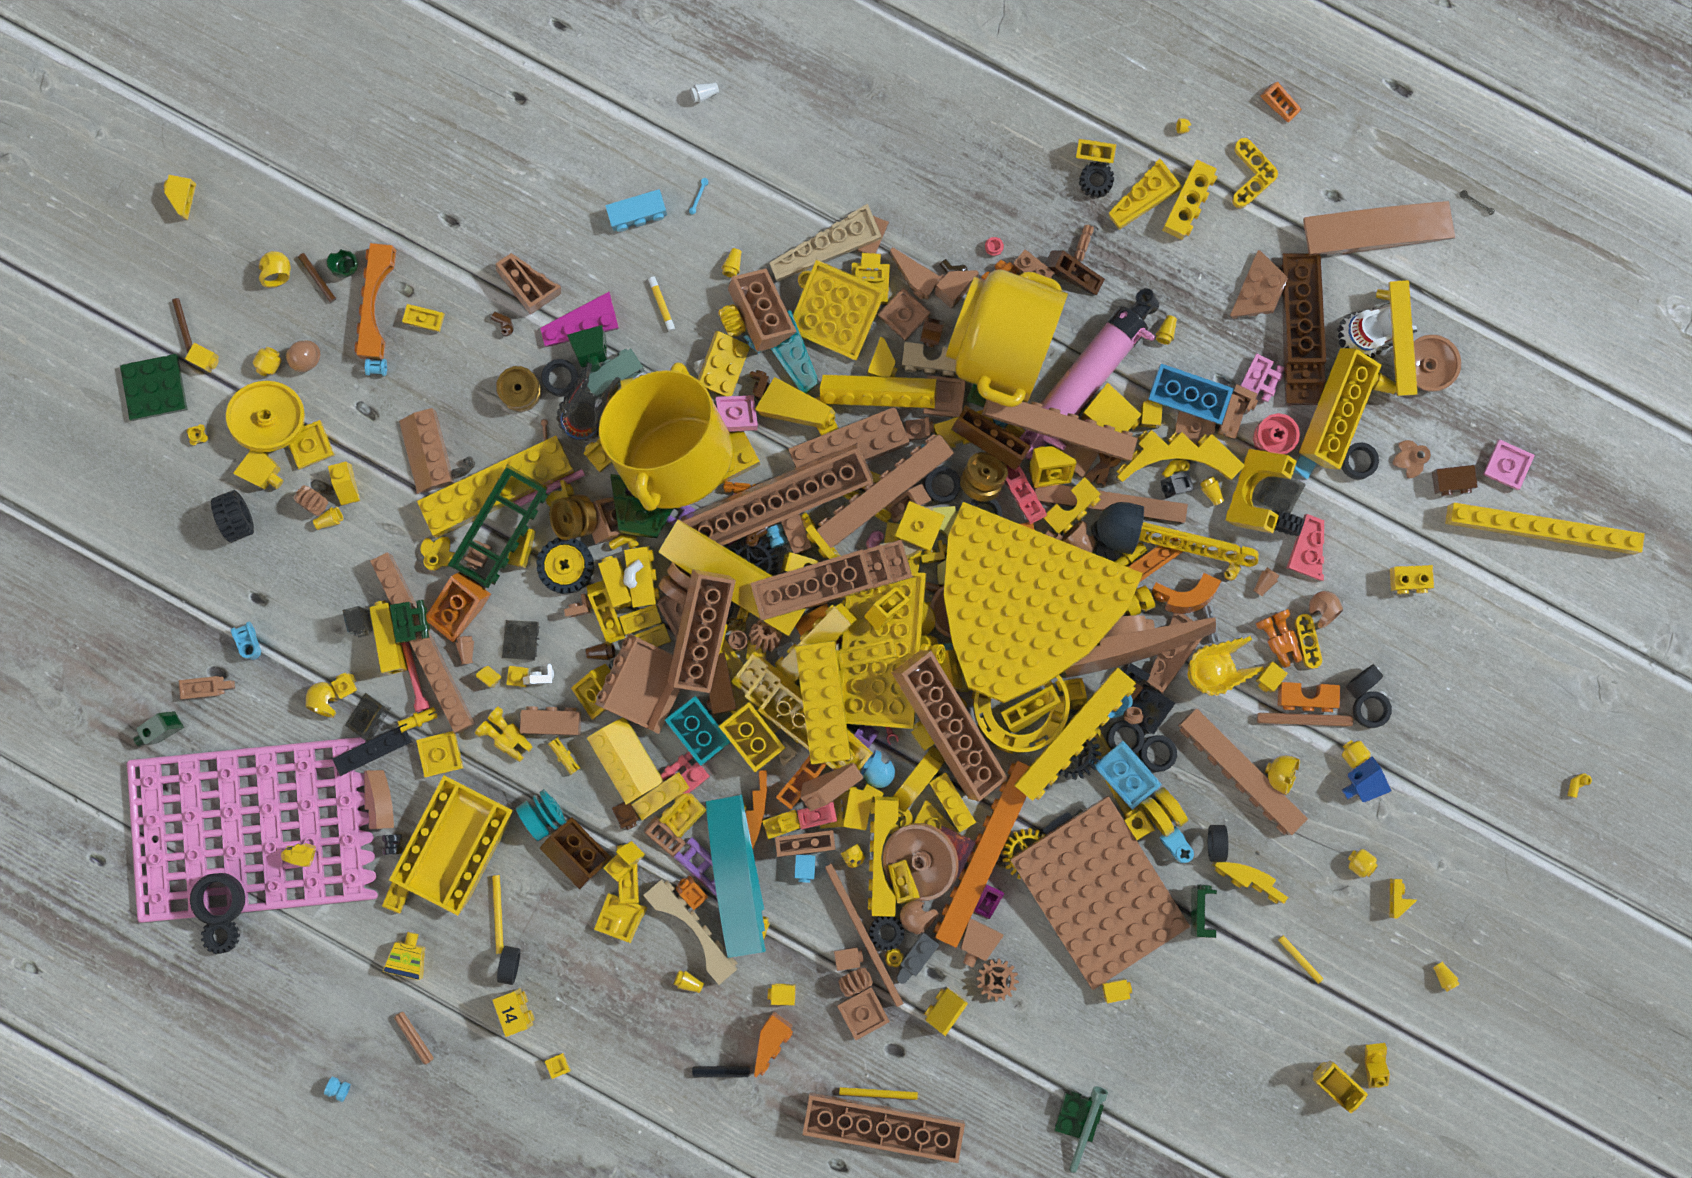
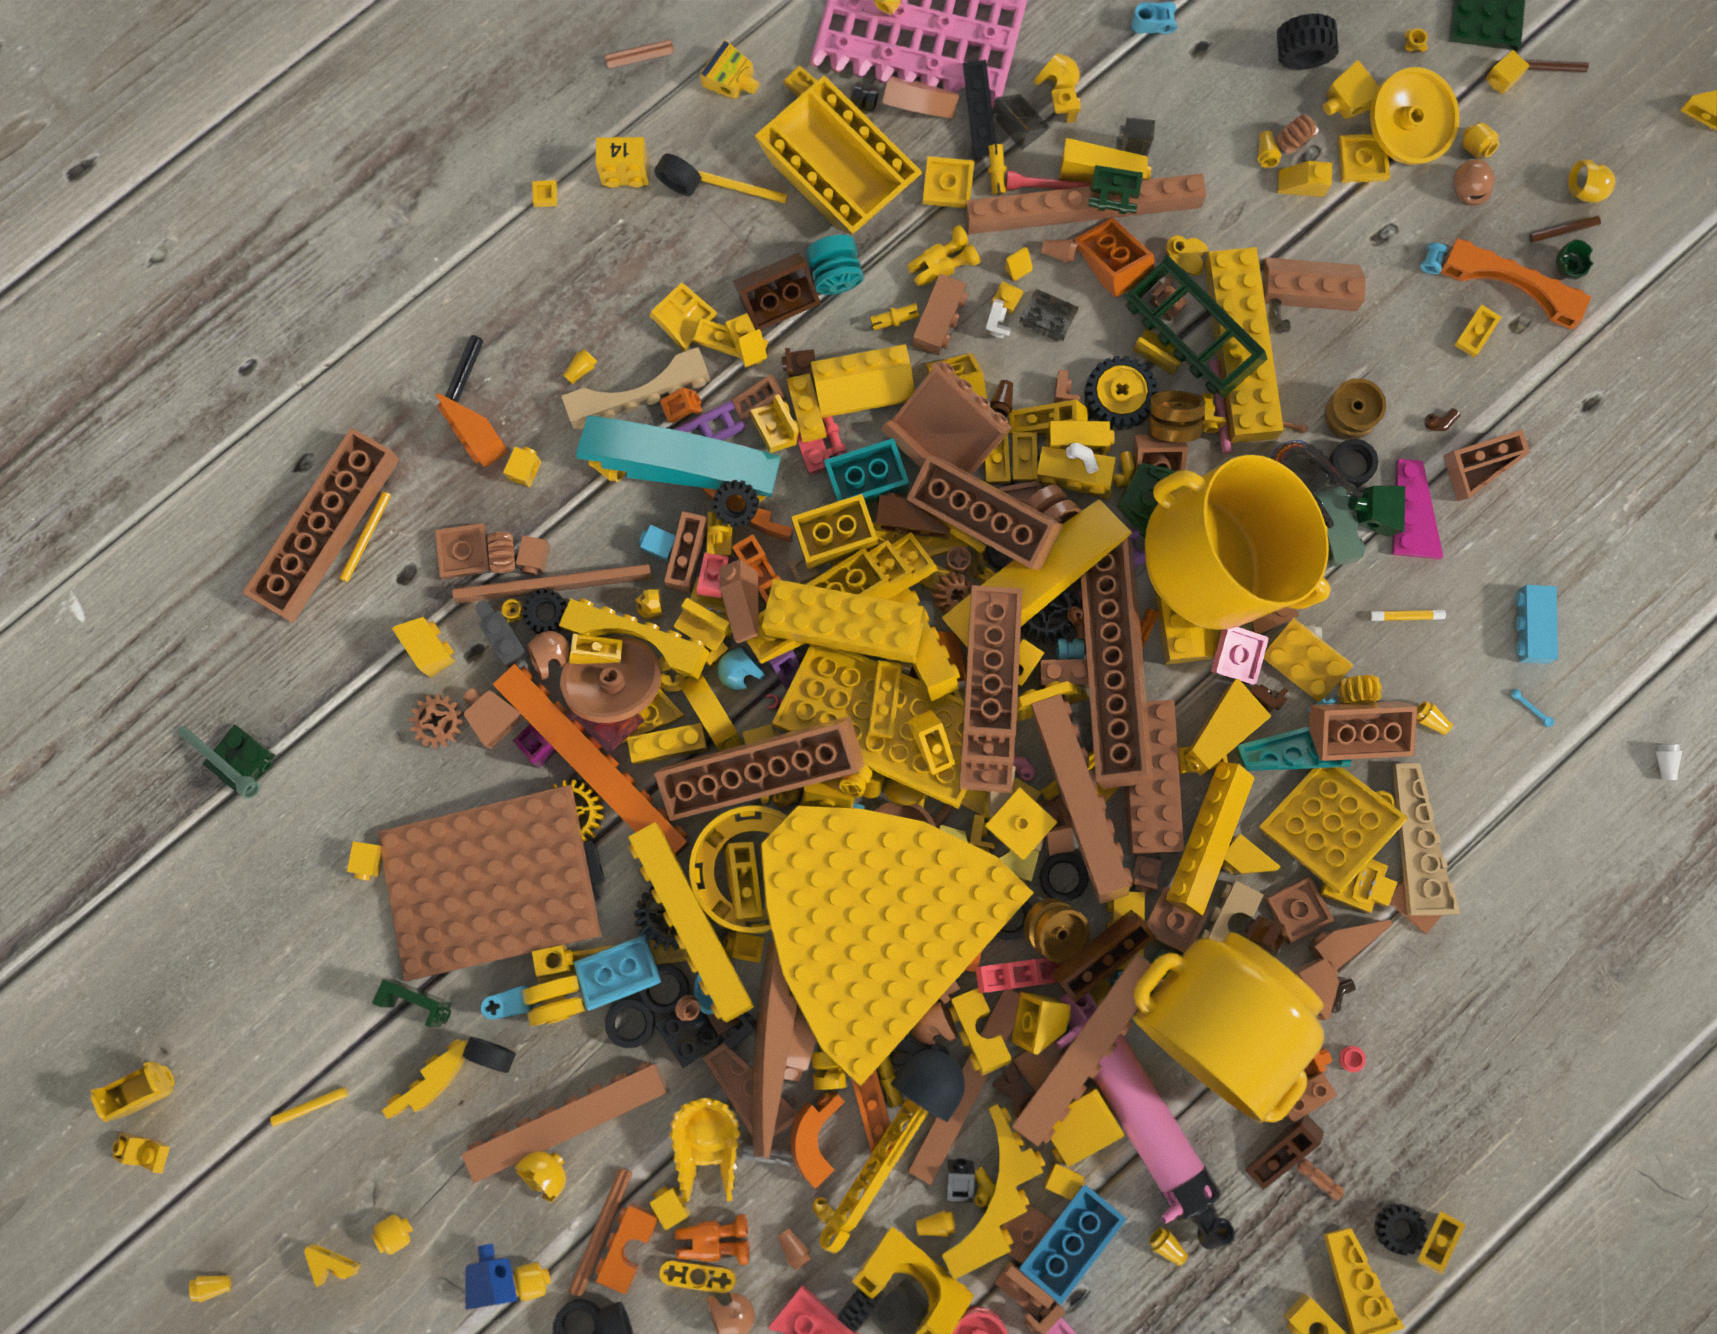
camera: 110 degrees right, 5 degrees down
(768, 818) = (725, 513): none -> black tyre

